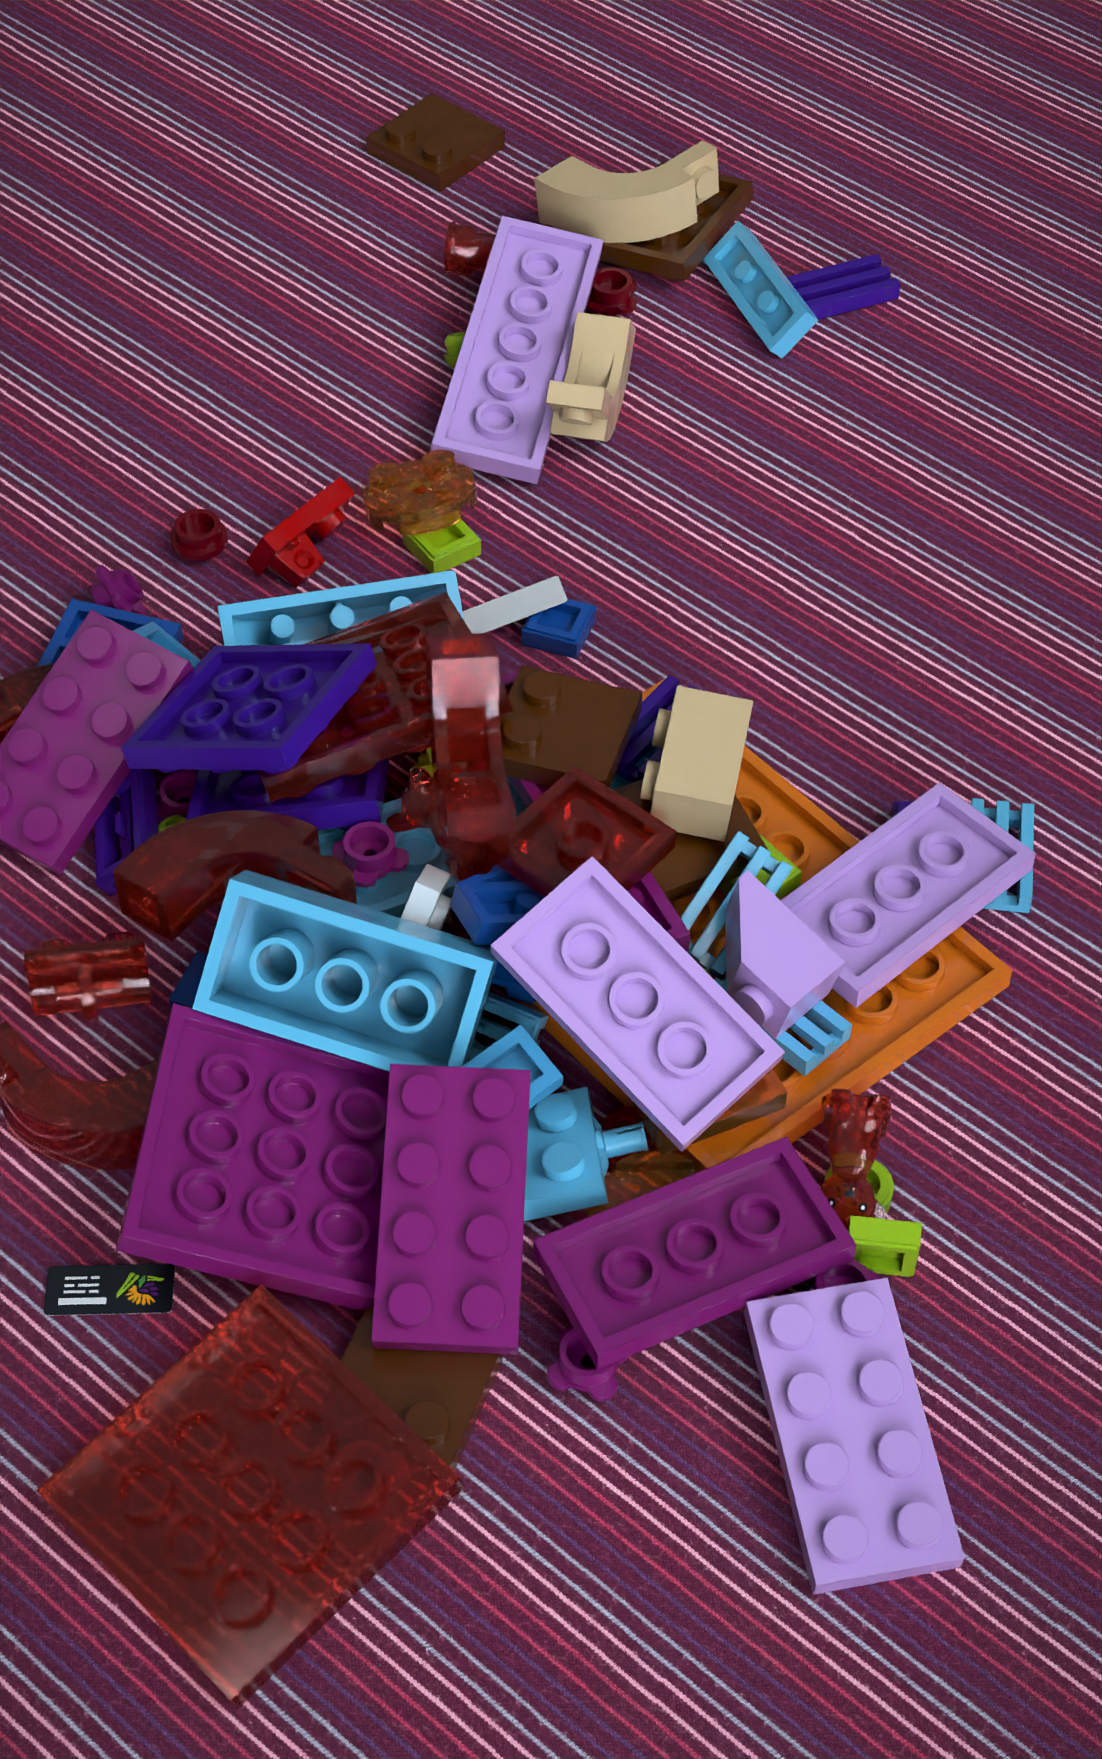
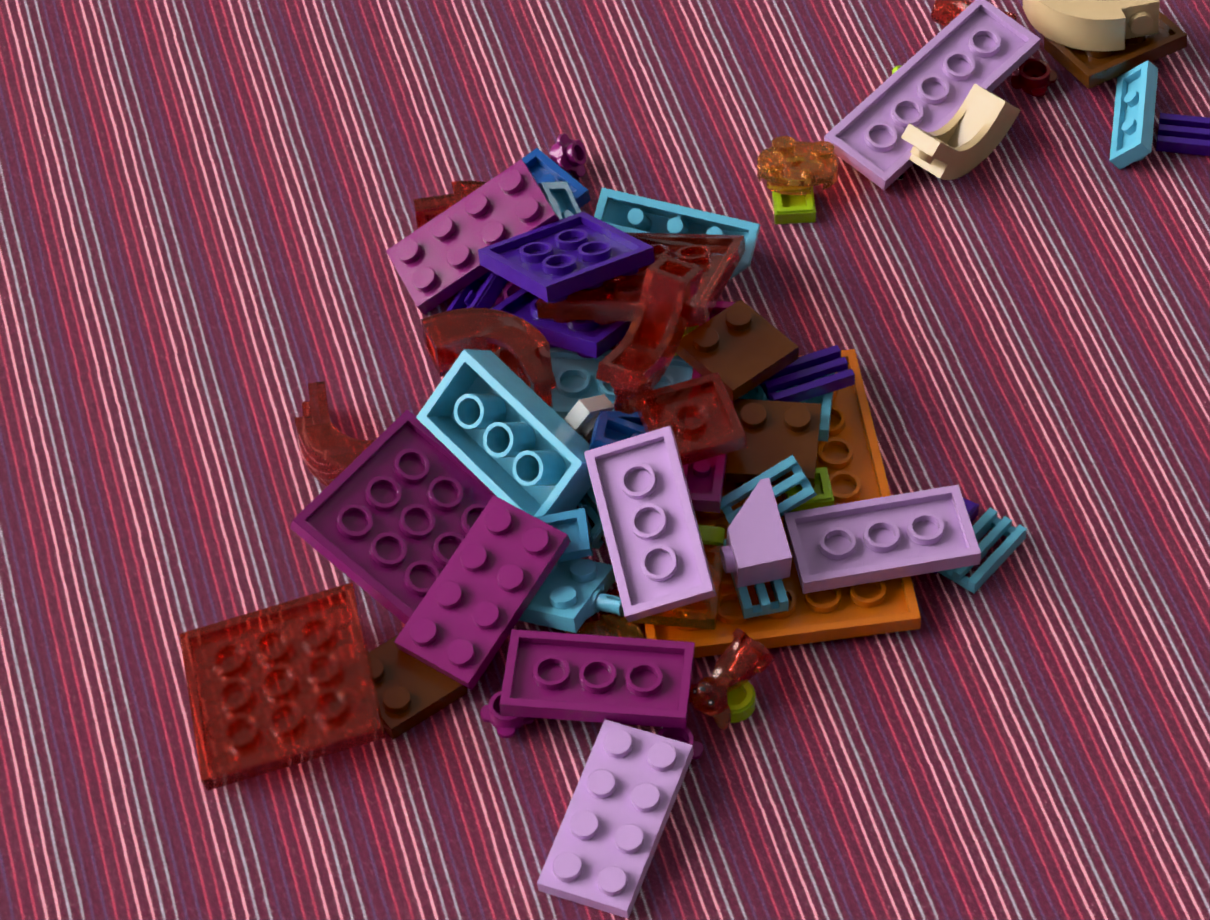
camera: 35 degrees right, 0 degrees up
(88, 975) = (392, 378): clear red hips -> none
(109, 1289) = (290, 554): black sticker -> none
(198, 535) = (645, 138): dark red plate -> none
(289, 544) = (693, 165): red hinge -> none
(370, 852) = (579, 374): magenta plate -> none
(515, 606) = (803, 264): white sticker -> none
(560, 628) = (824, 288): blue tile -> none
(699, 761) = (795, 403): tan brick -> none
(886, 1244) = (714, 732): lime tile -> none

